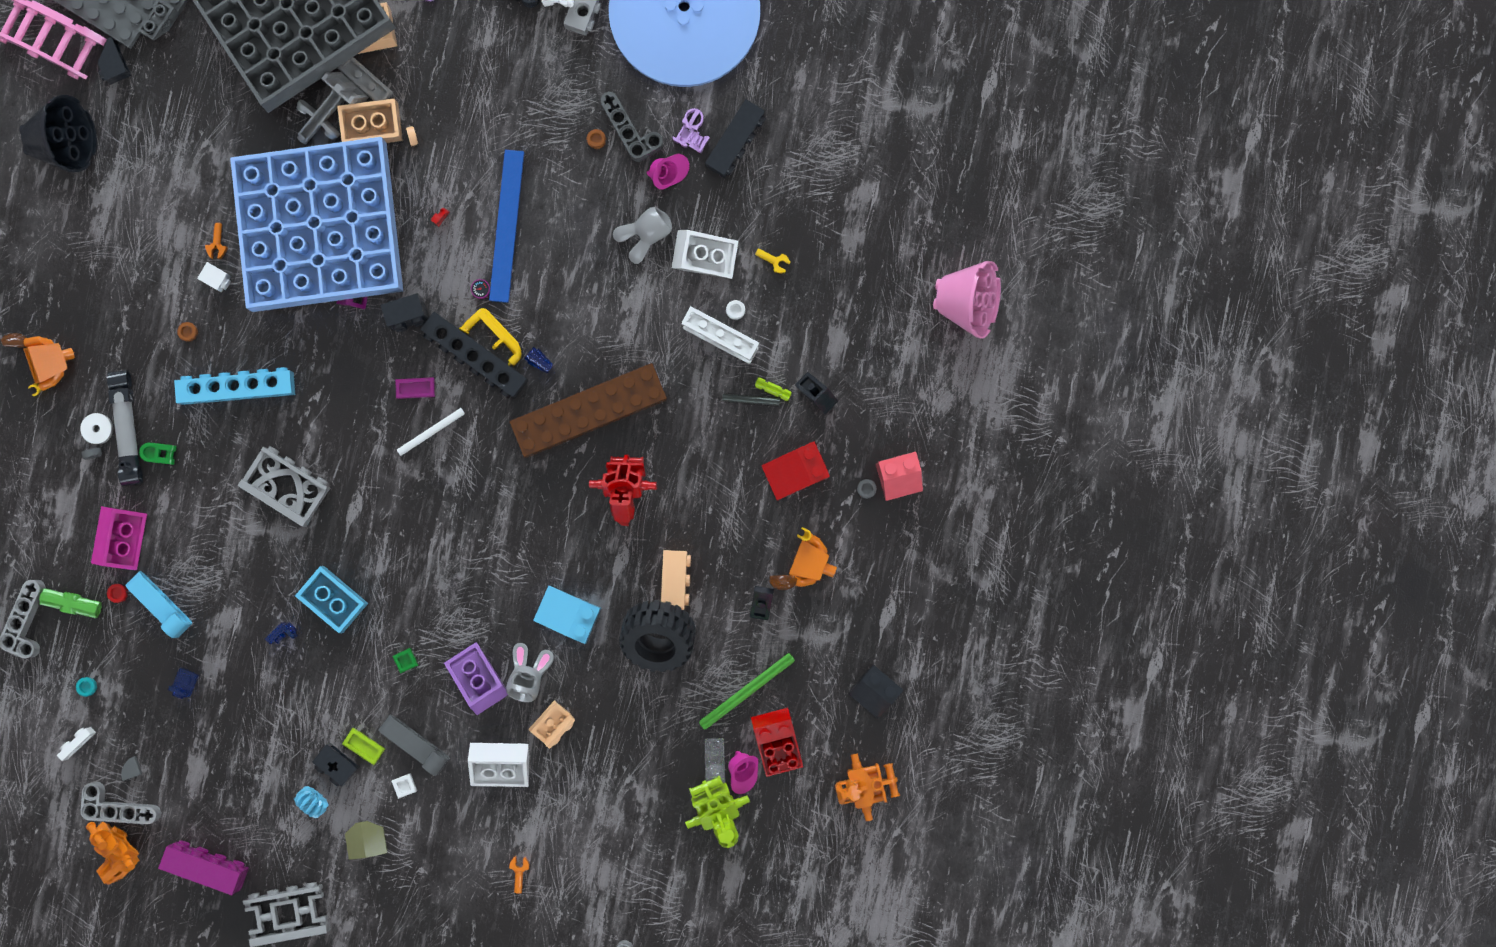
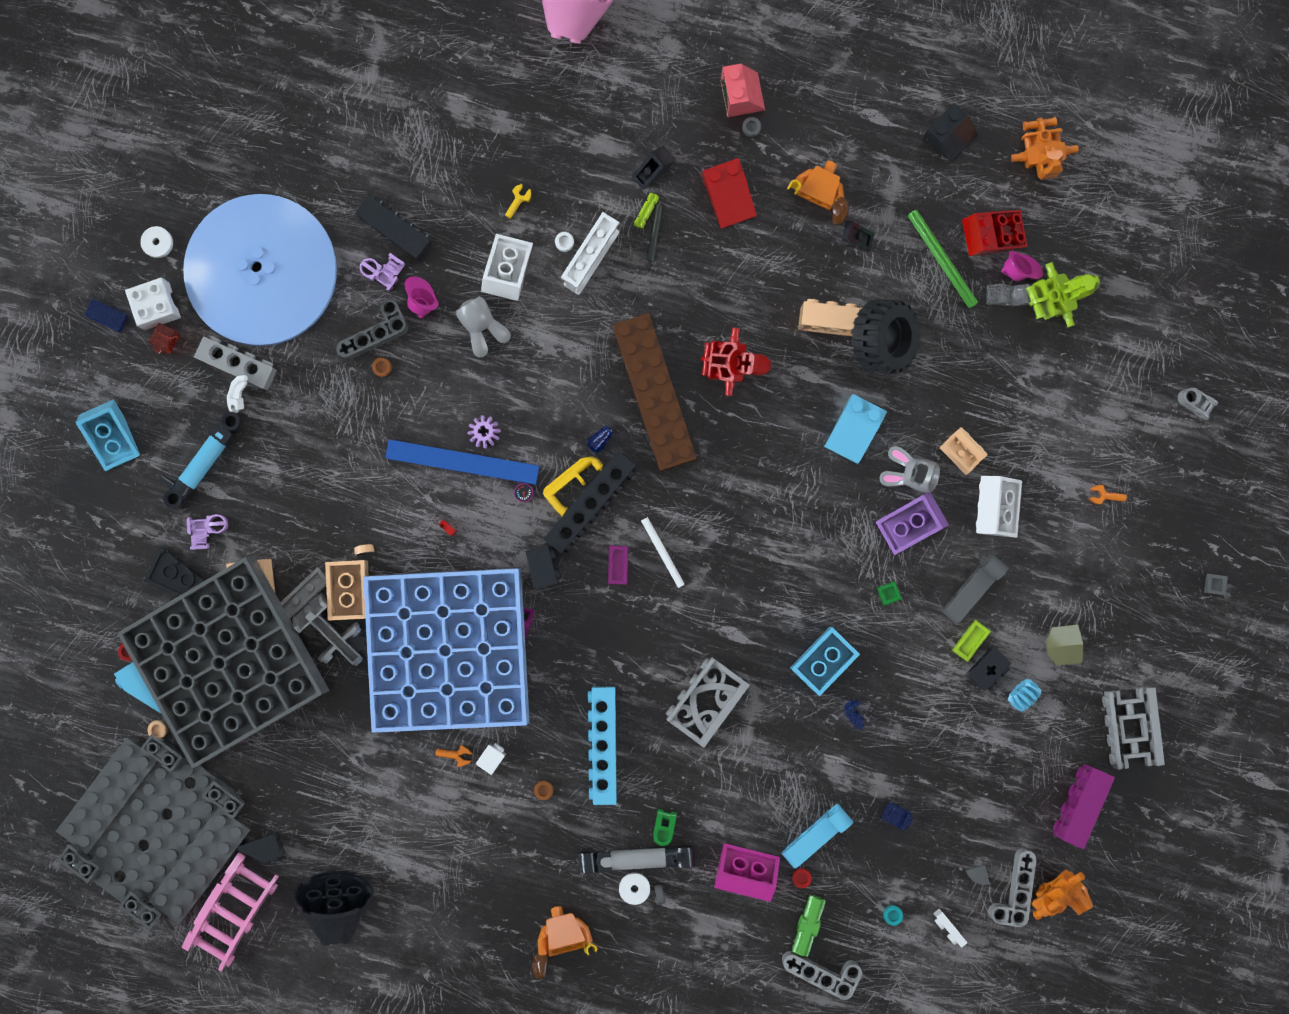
camera: 80 degrees left, 0 degrees up
(404, 785) = (1013, 603): white tile -> none
(532, 241) = (479, 437): none -> lavender gear

